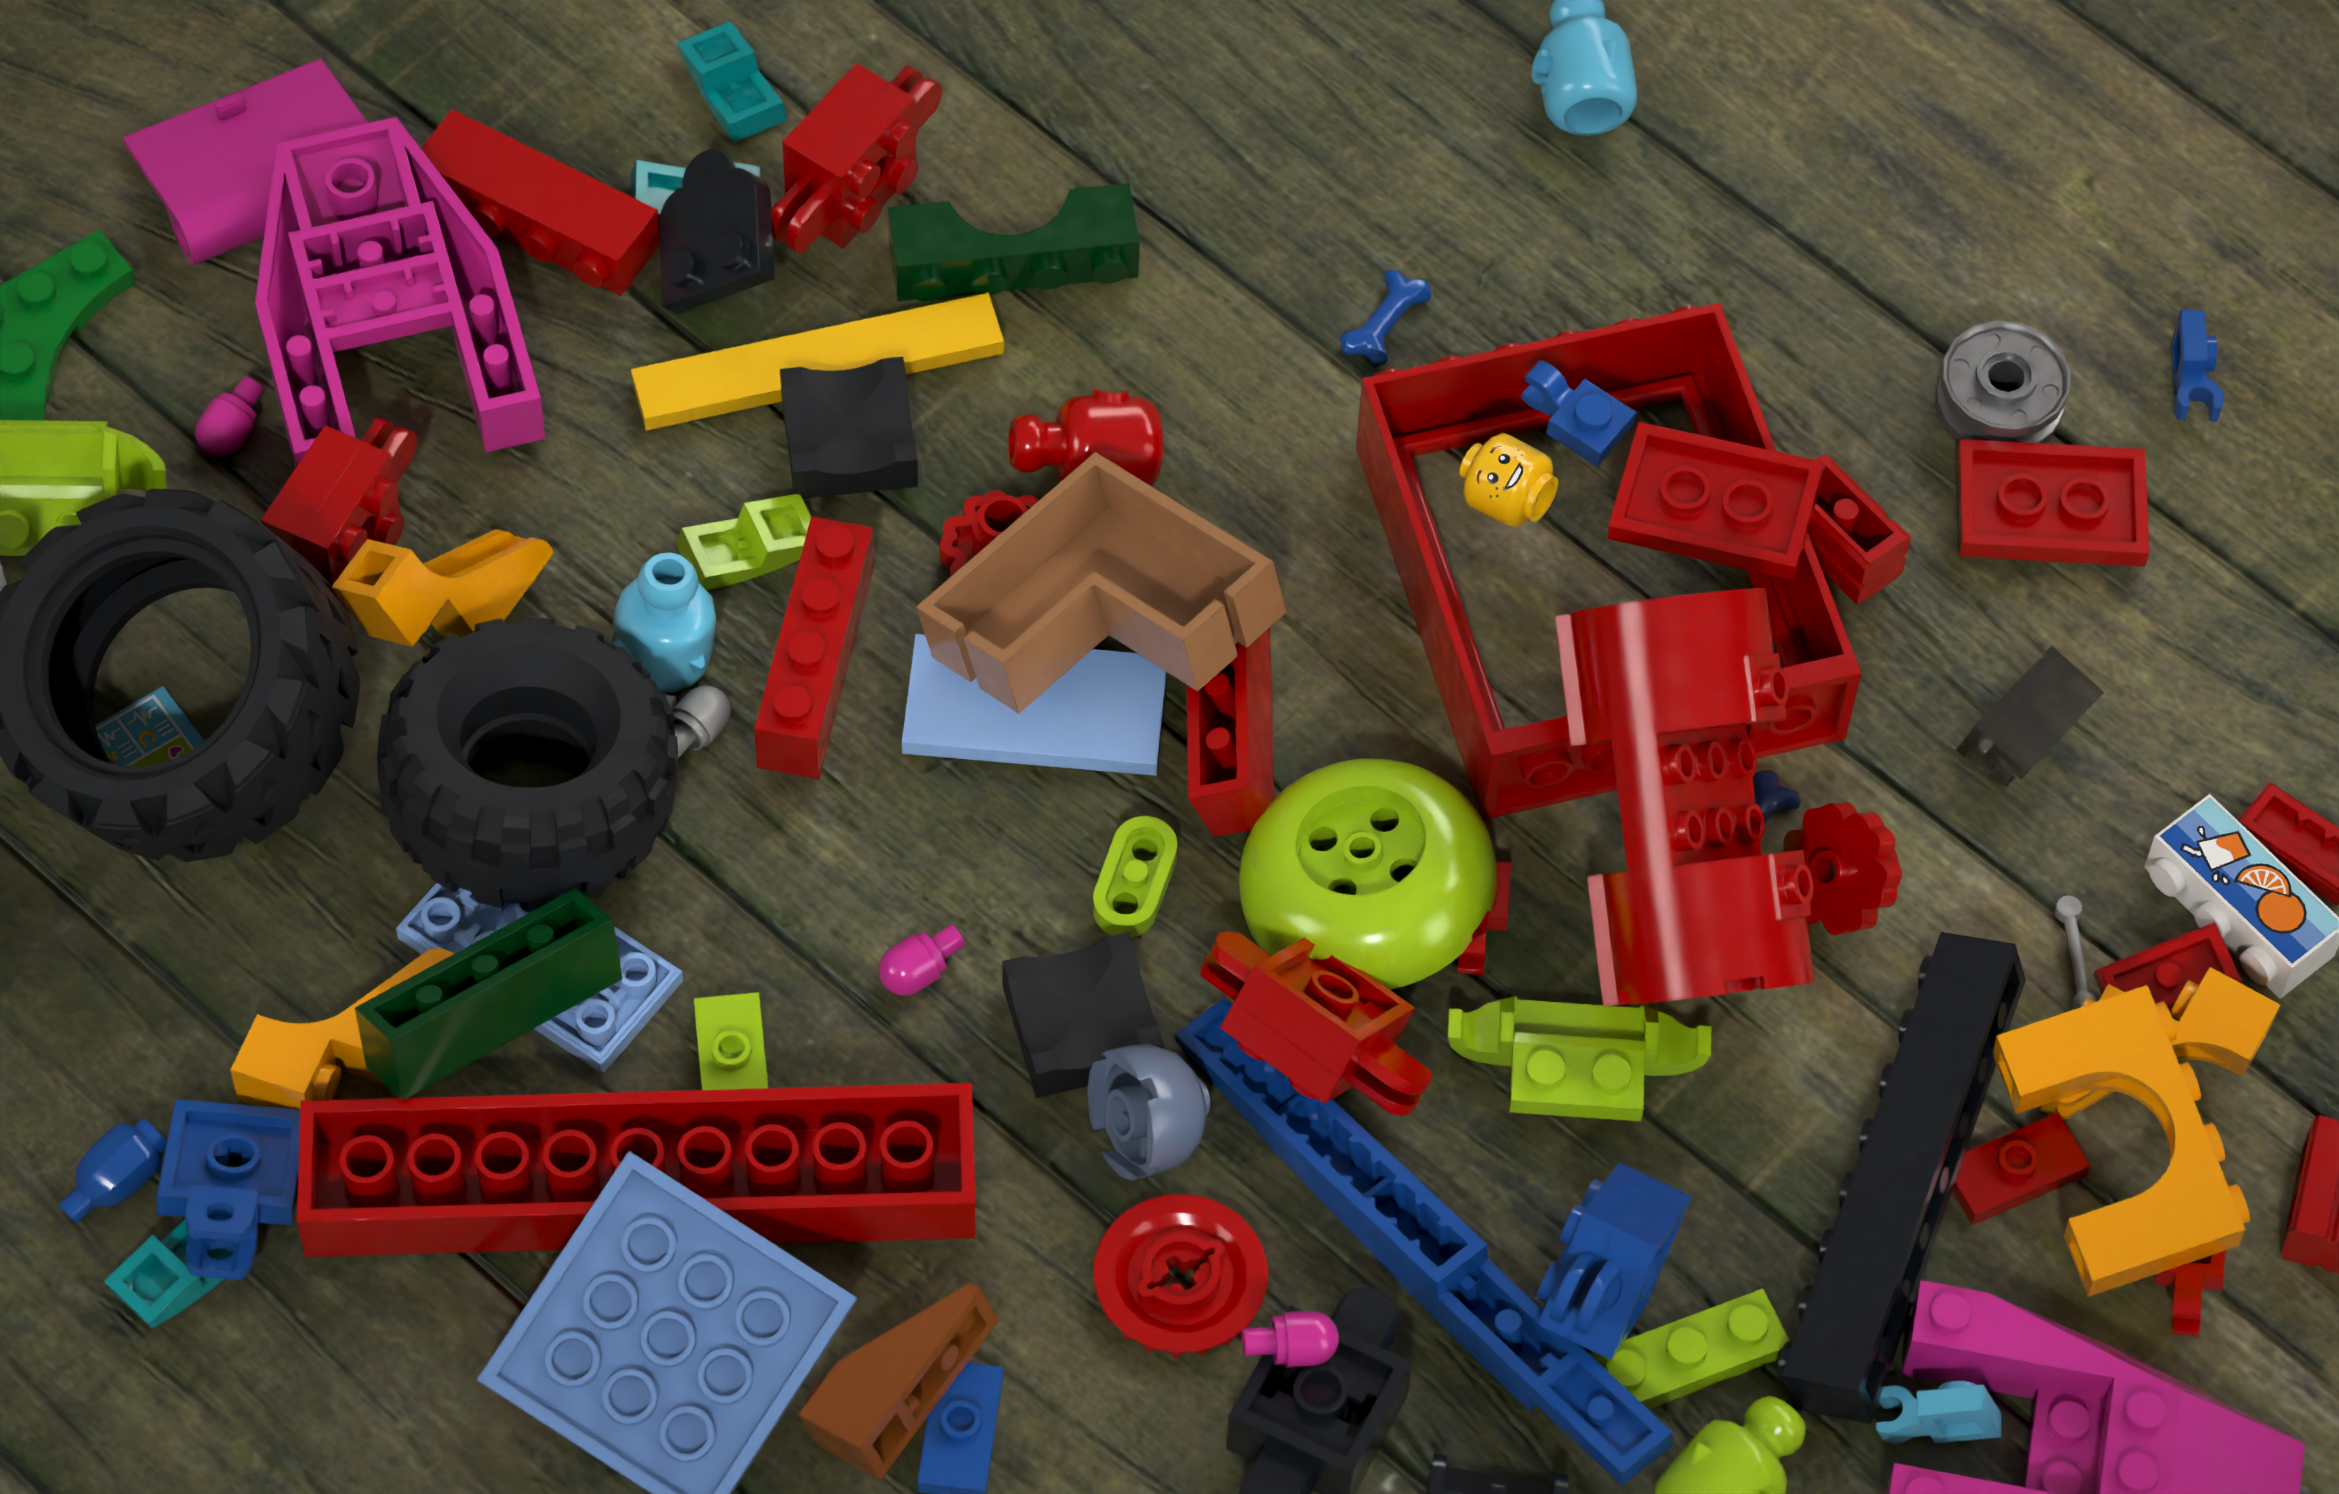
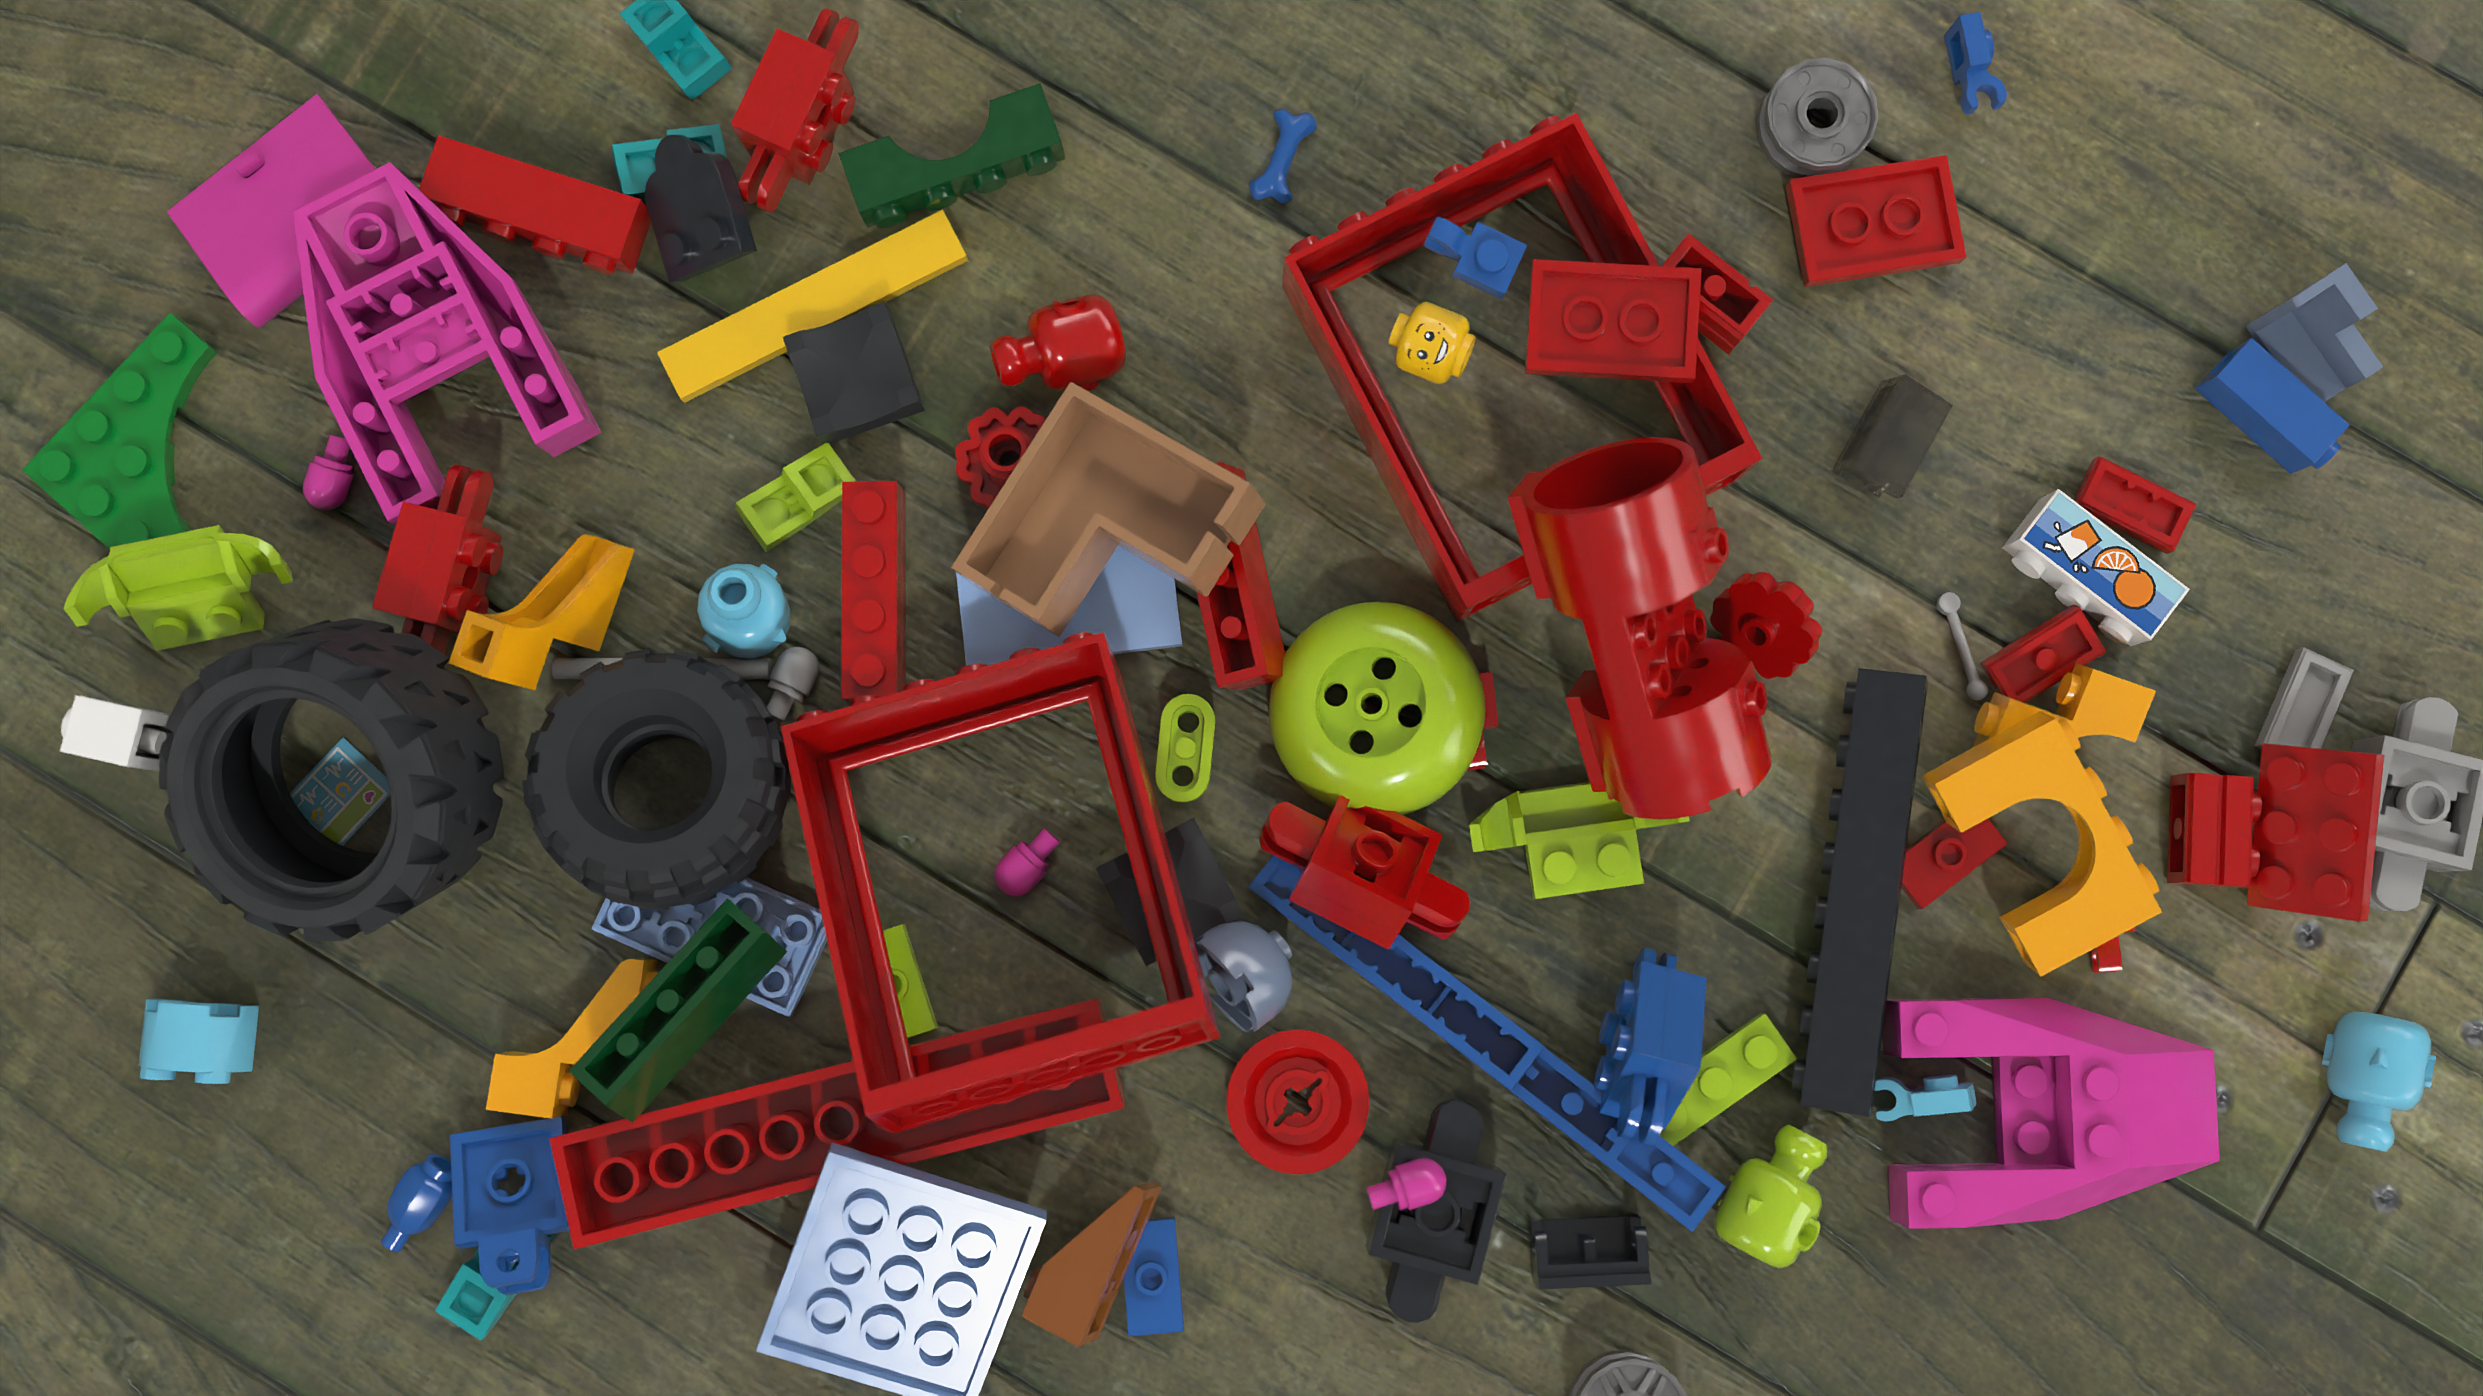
camera: 10 degrees left, 25 degrees up
(900, 1088) = (929, 713): none -> red door

